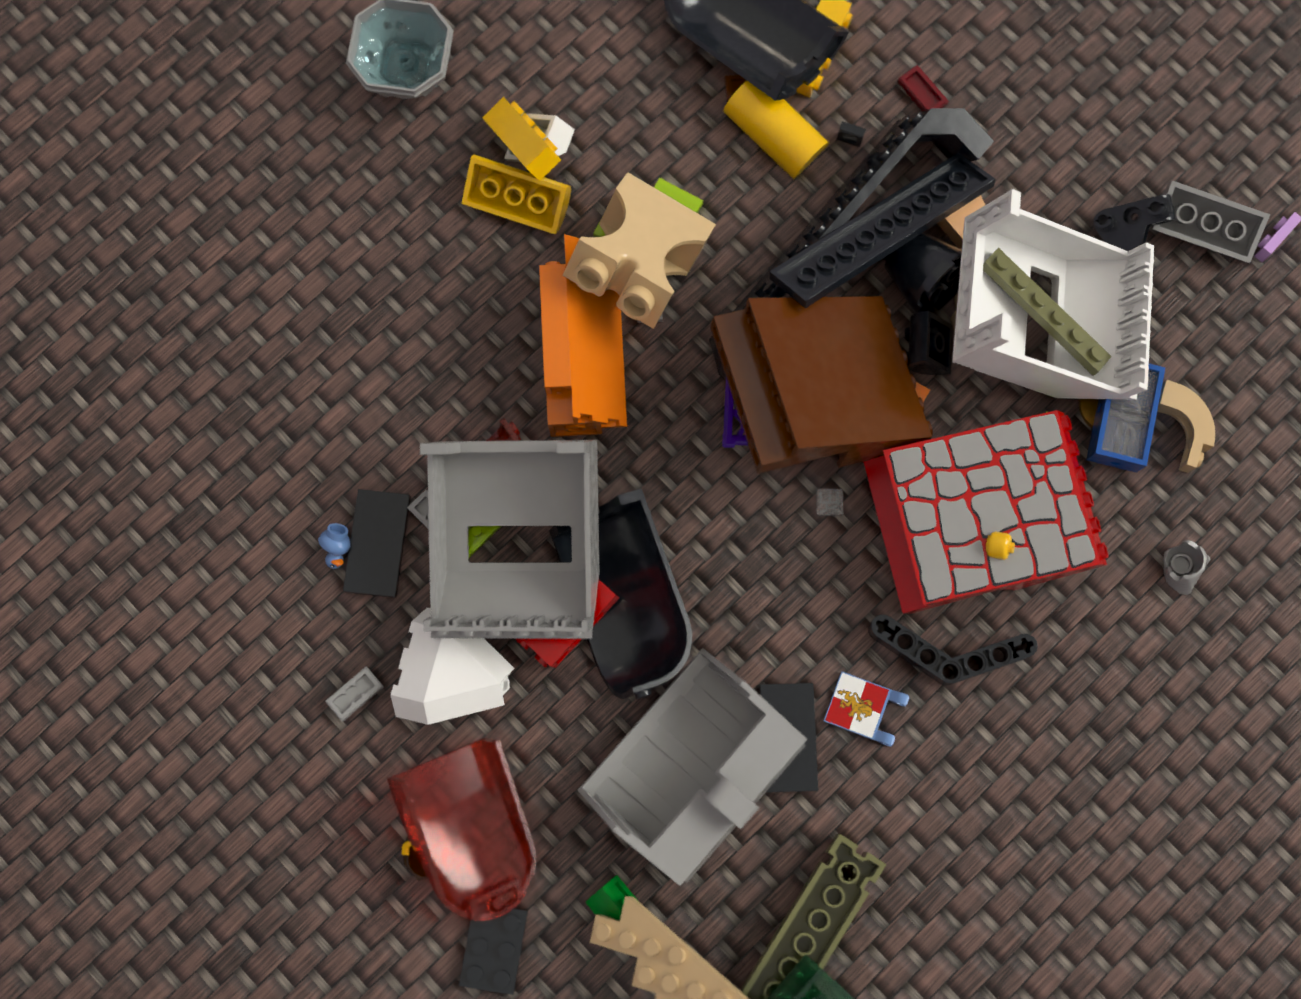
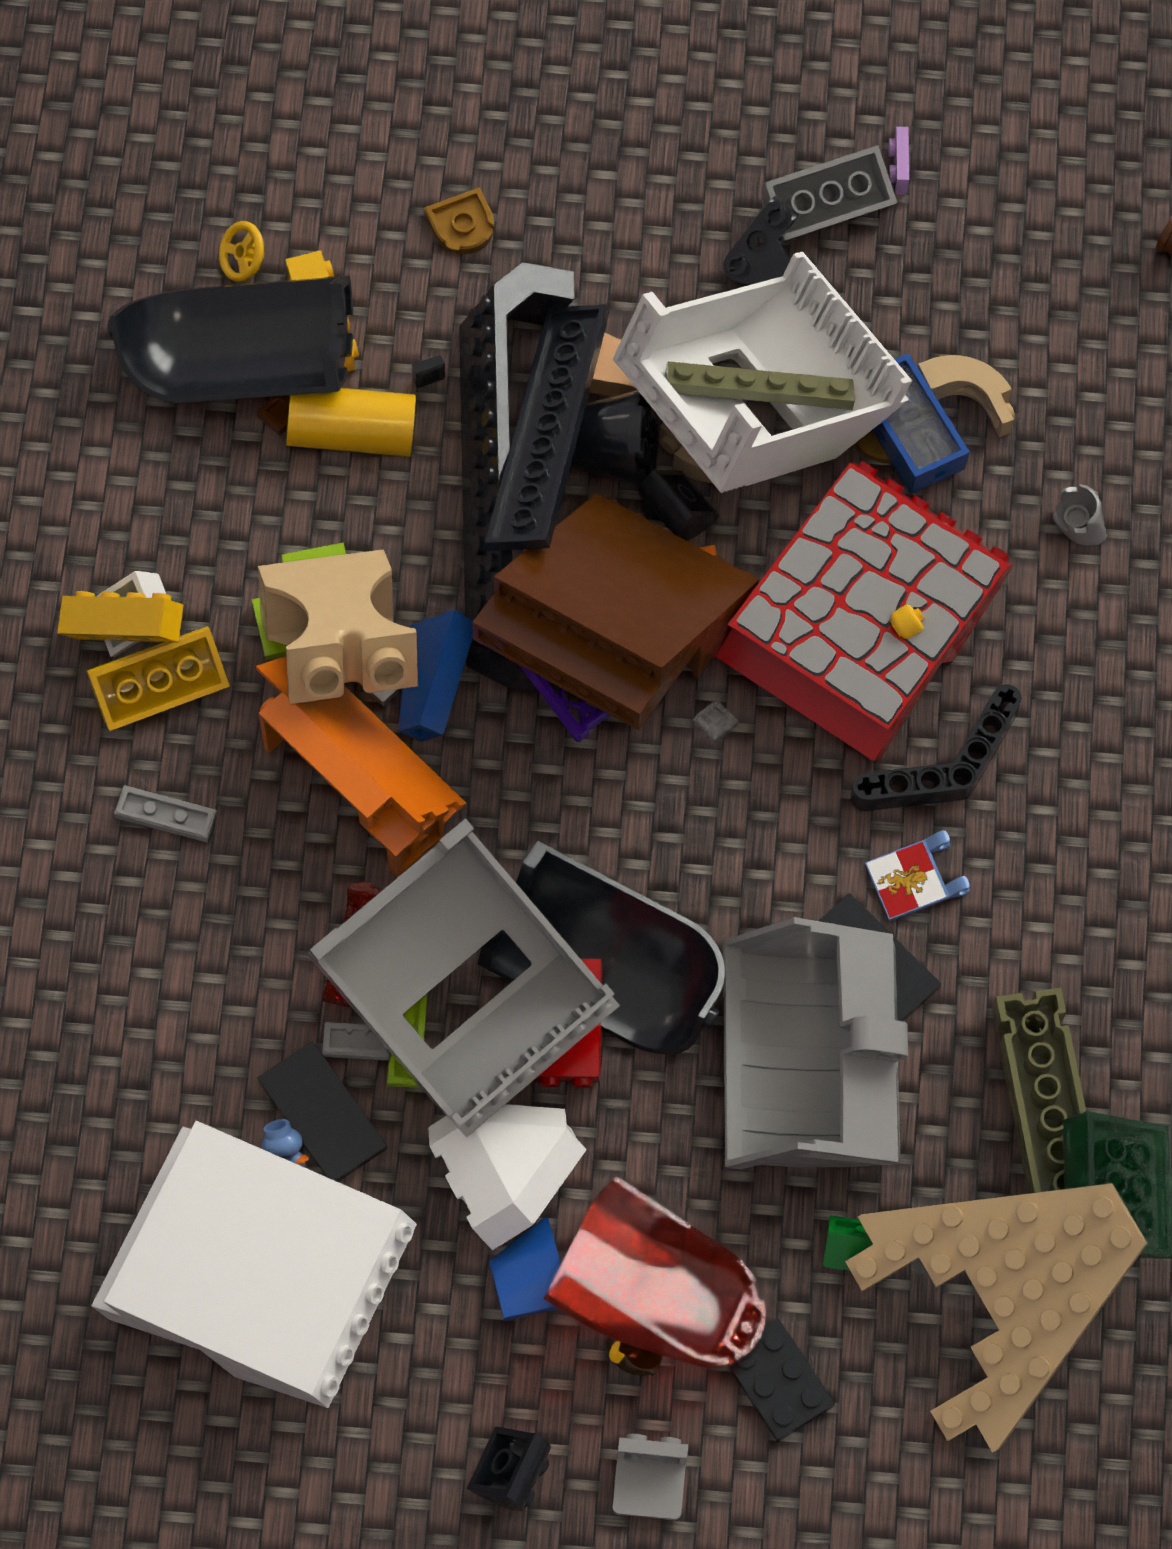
camera: 45 degrees left, 10 degrees down
(244, 607) = (256, 1264): none -> white panel
(285, 860) = (510, 1468): none -> black brick
(354, 694) = (432, 1266): light grey plate -> none
(361, 940) = (650, 1477): none -> light grey bracket
(403, 747) = (525, 1272): none -> blue slope
(451, 281) = (165, 813): none -> light grey tile
(678, 327) = (440, 662): none -> blue slope
(922, 89) = (458, 280): dark red tile -> none
(958, 55) = (462, 222): none -> pearl gold tile

